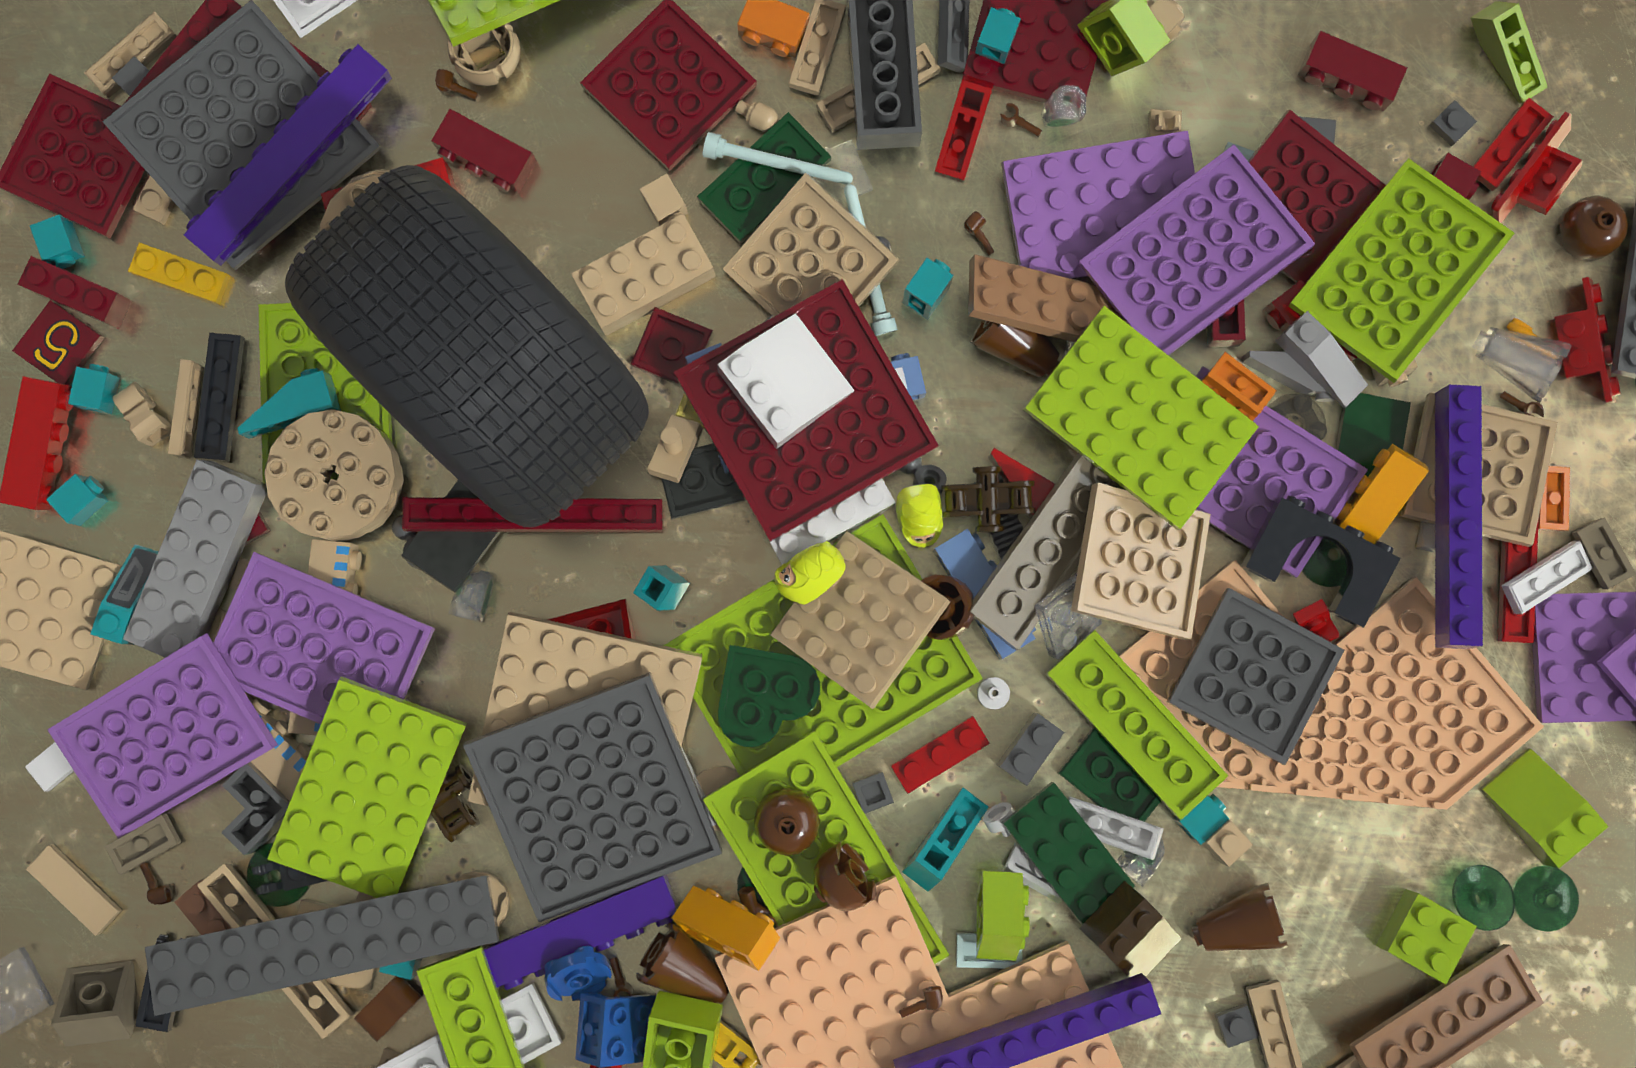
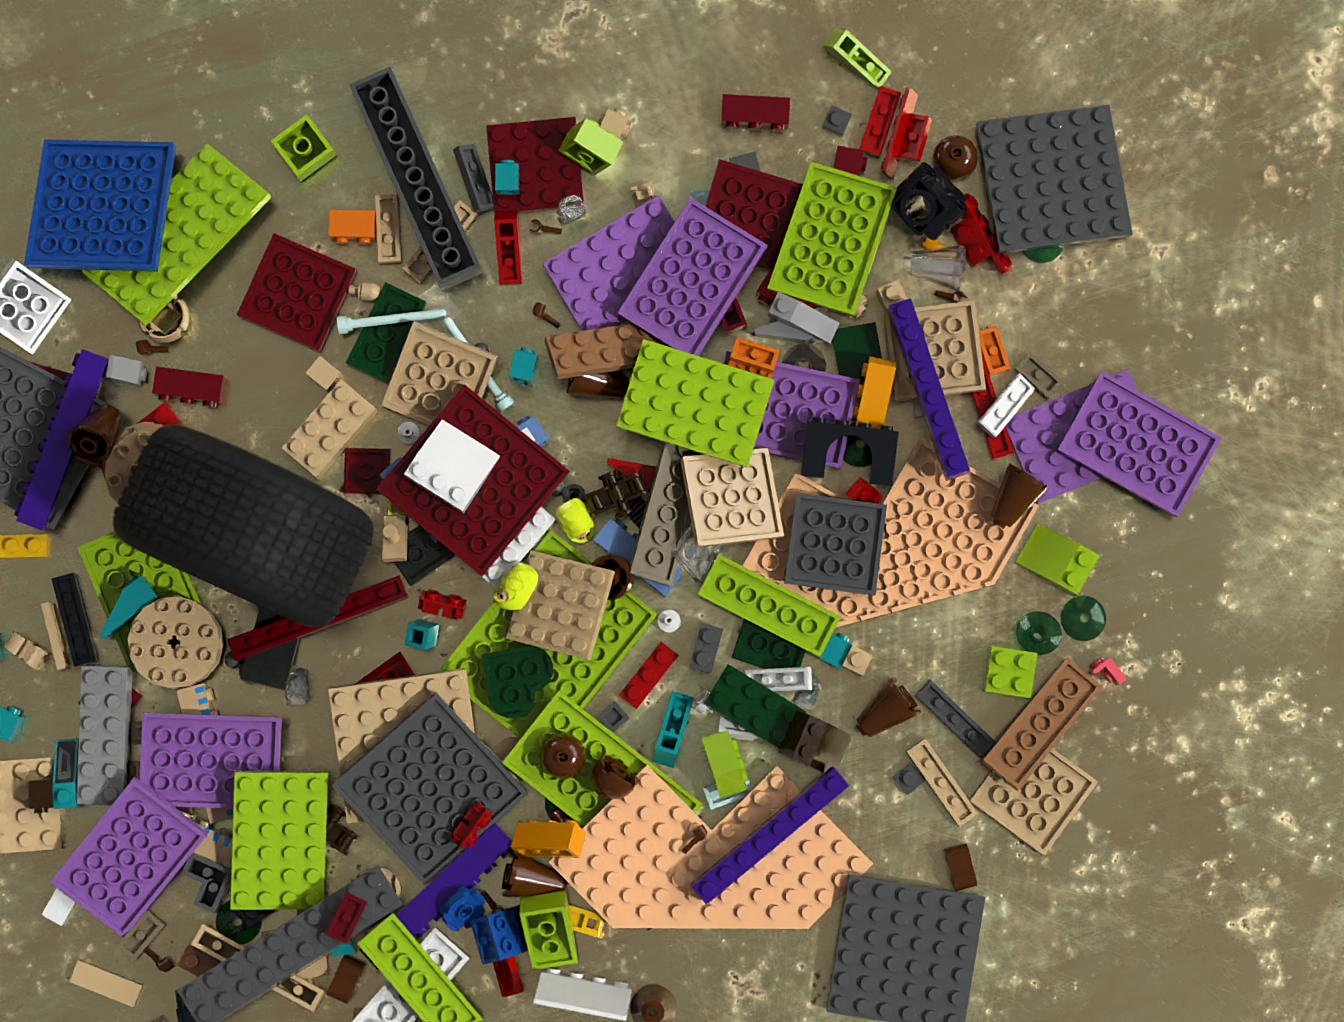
camera: 20 degrees left, 0 degrees up
(78, 610) = (40, 795): none -> dark brown brick
(329, 161) = (95, 435): none -> reddish brown cone
(408, 100) = (126, 371): none -> light grey slope
(412, 935) = (346, 918): none -> dark red plate
(642, 864) = (468, 834): none -> red hinge
(716, 563) = (431, 601): none -> red hinge
(742, 325) = (412, 437): none -> white tile
(1326, 969) = (955, 719): none -> dark grey tile
(1445, 371) = (890, 294): none -> tan brick
(1525, 703) = (1015, 496): none -> reddish brown cone
(1563, 984) = (1112, 672): none -> coral bracket
(1572, 286) = (944, 199): none -> black piece

